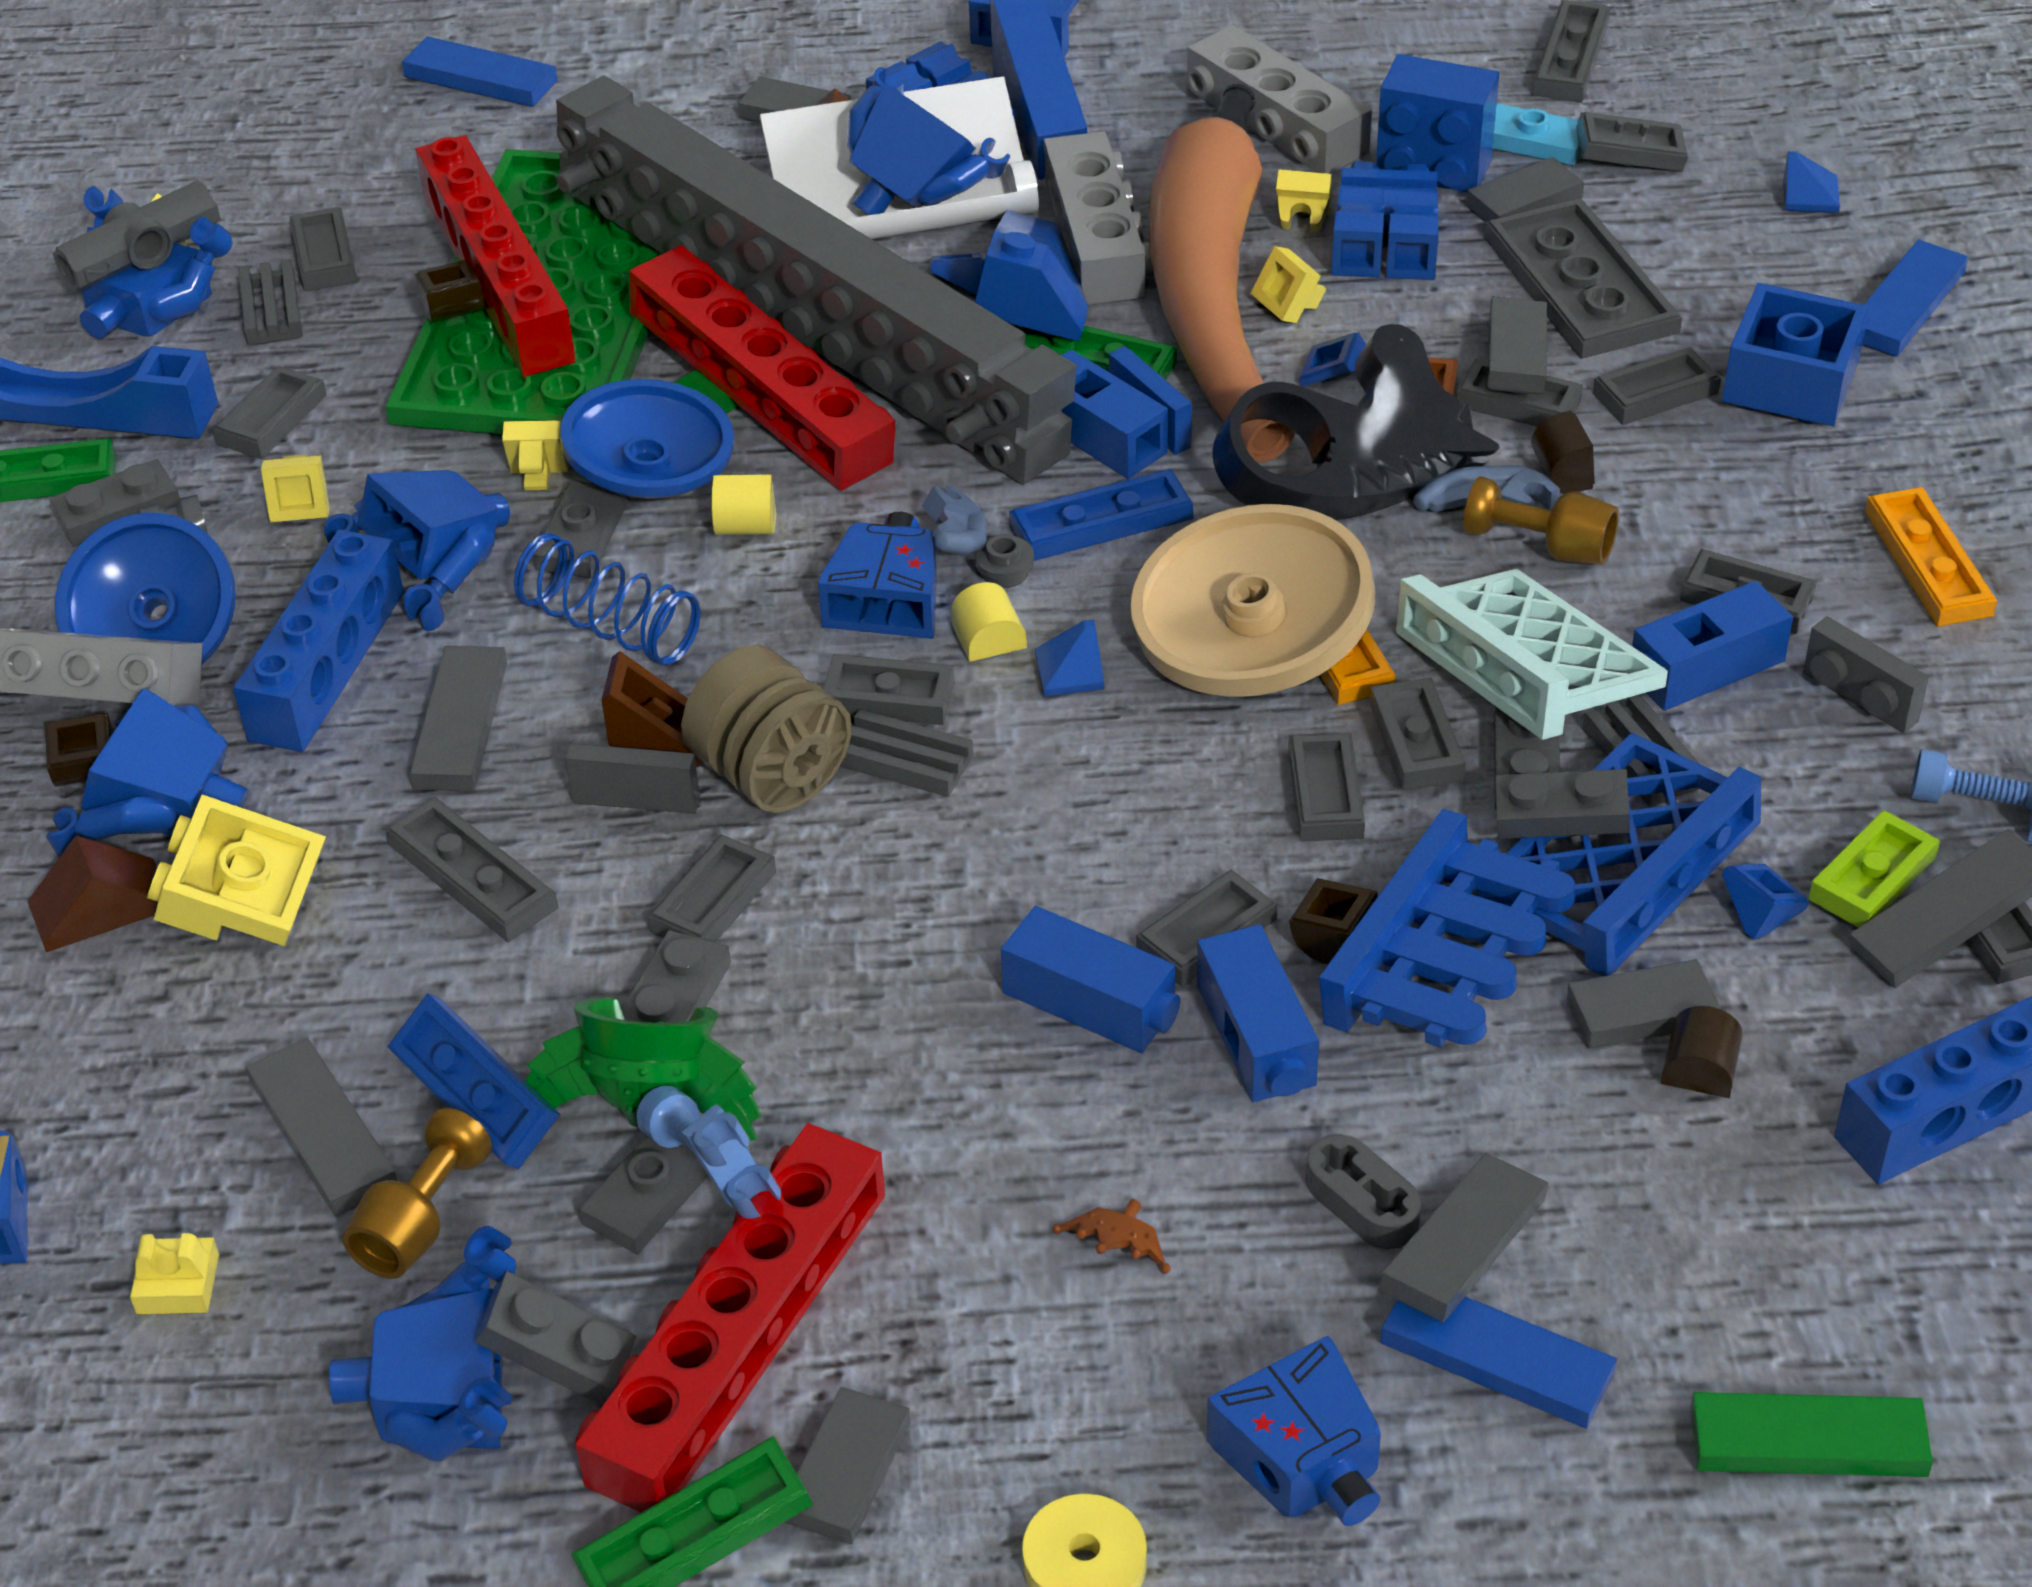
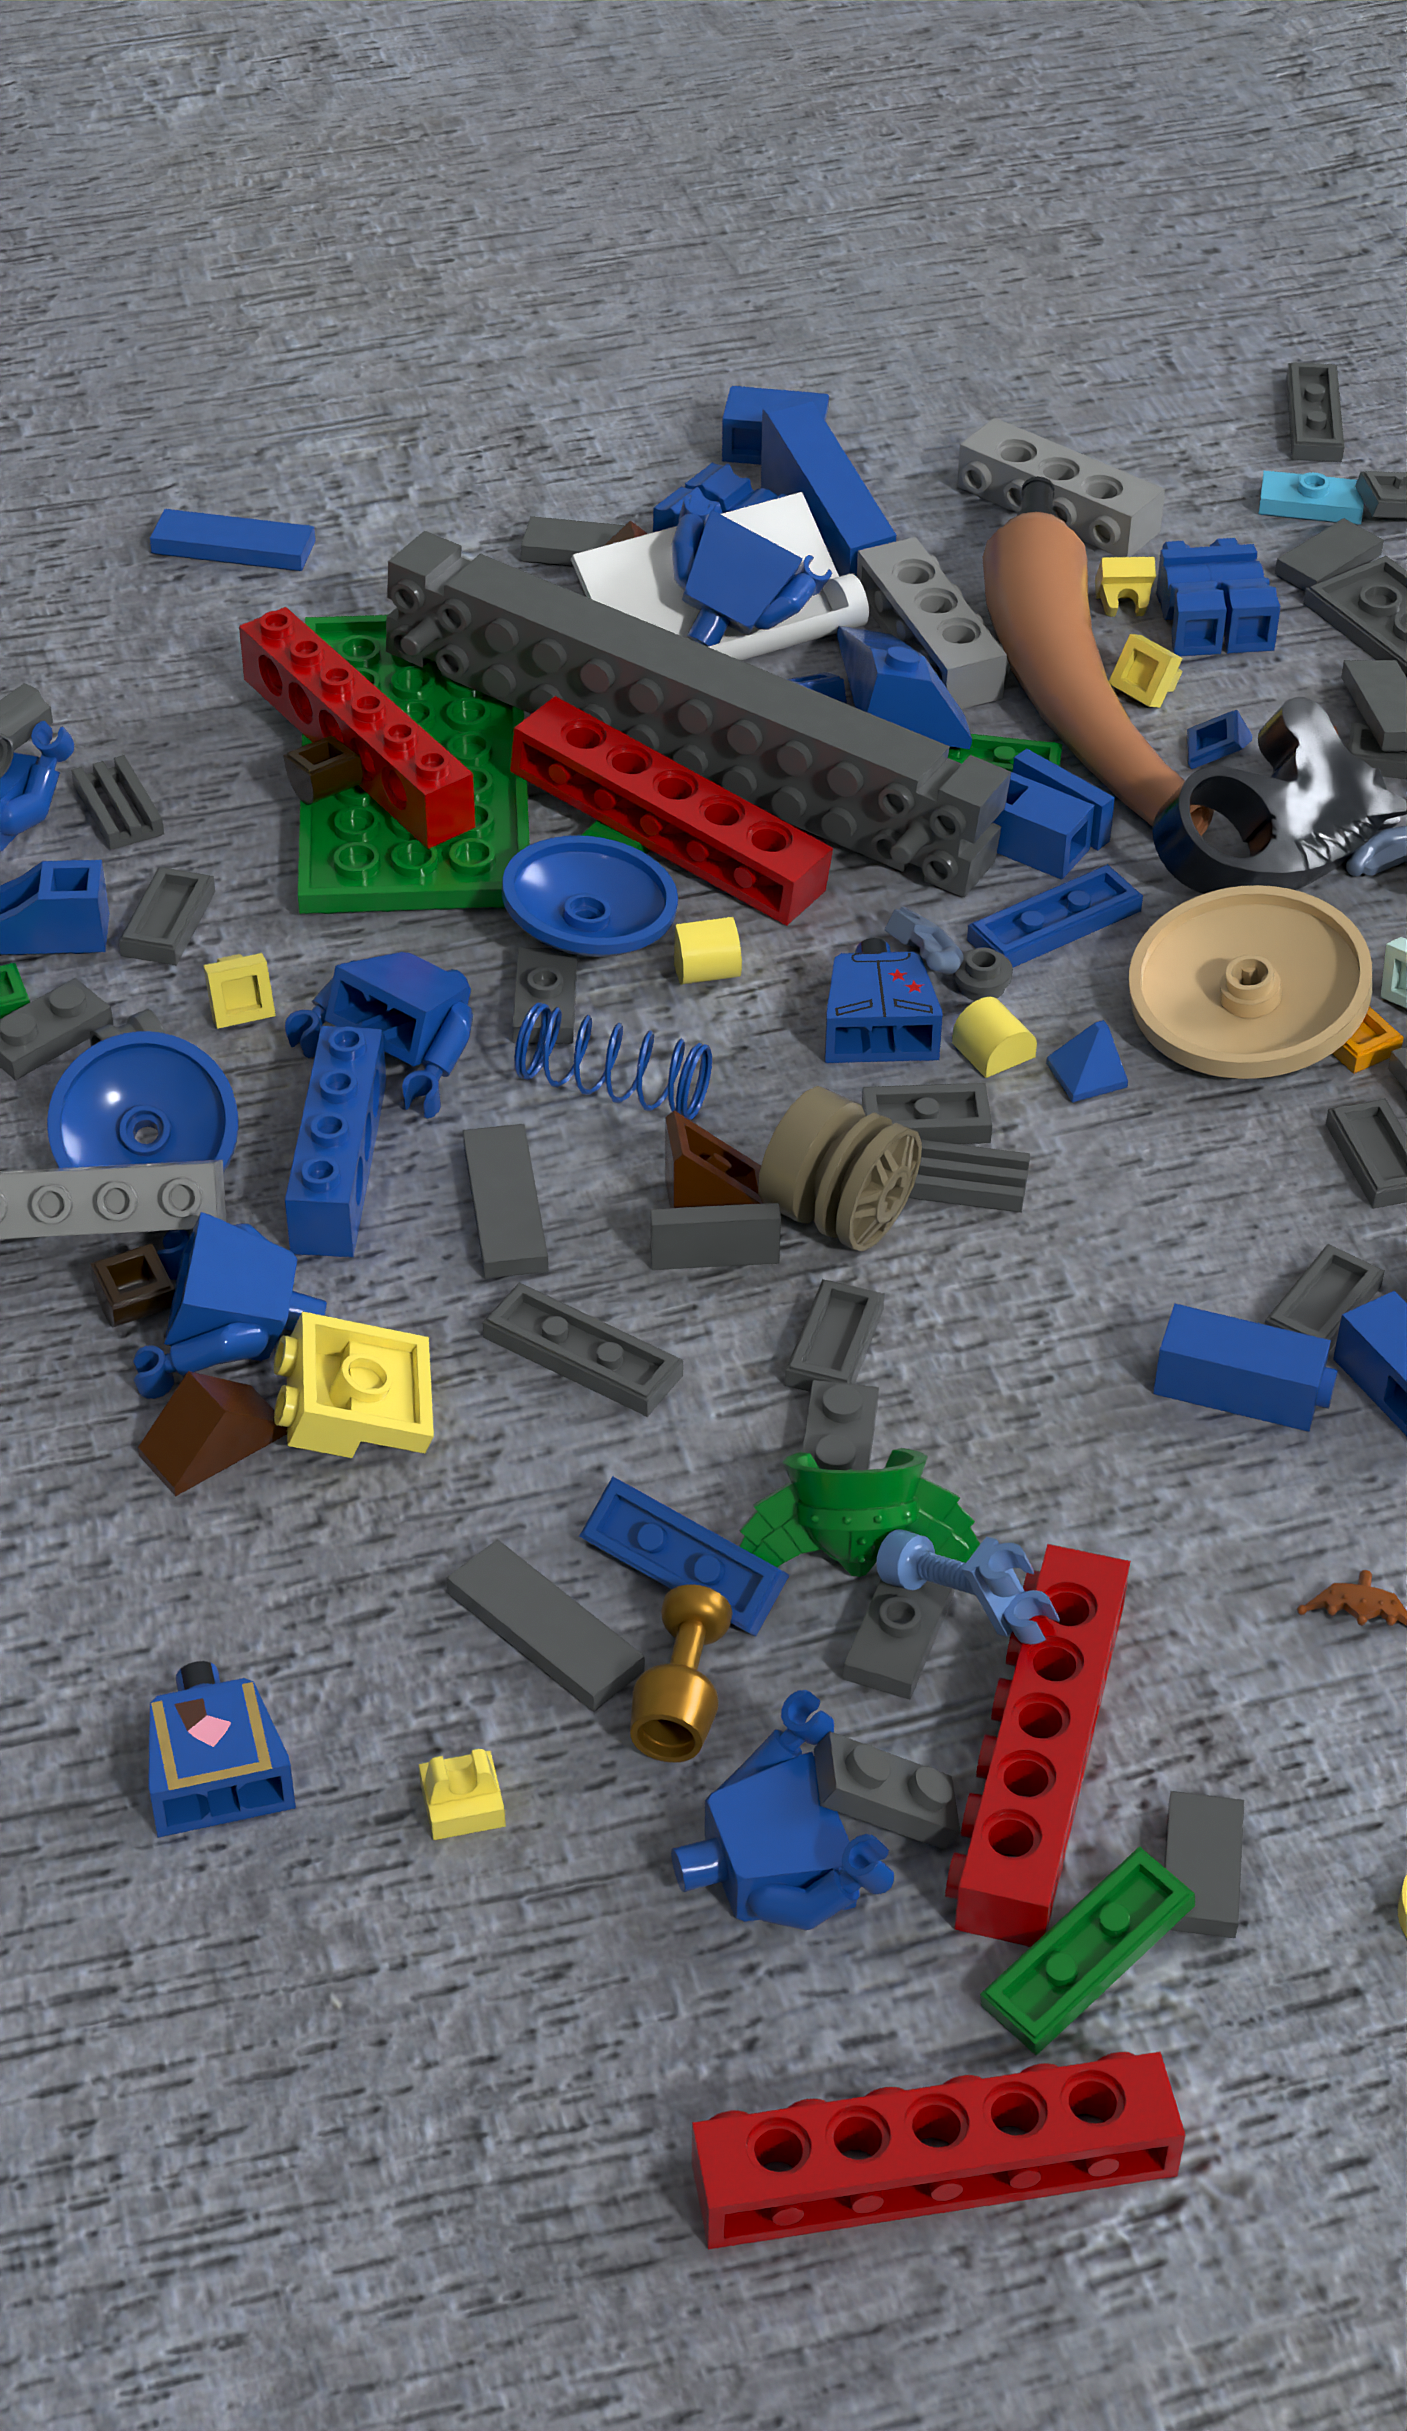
camera: 15 degrees left, 0 degrees up
(323, 249) = (148, 741): dark grey tile -> none
(534, 450) = (471, 922): light yellow tile -> none
(1438, 118) = (1235, 491): blue brick -> none

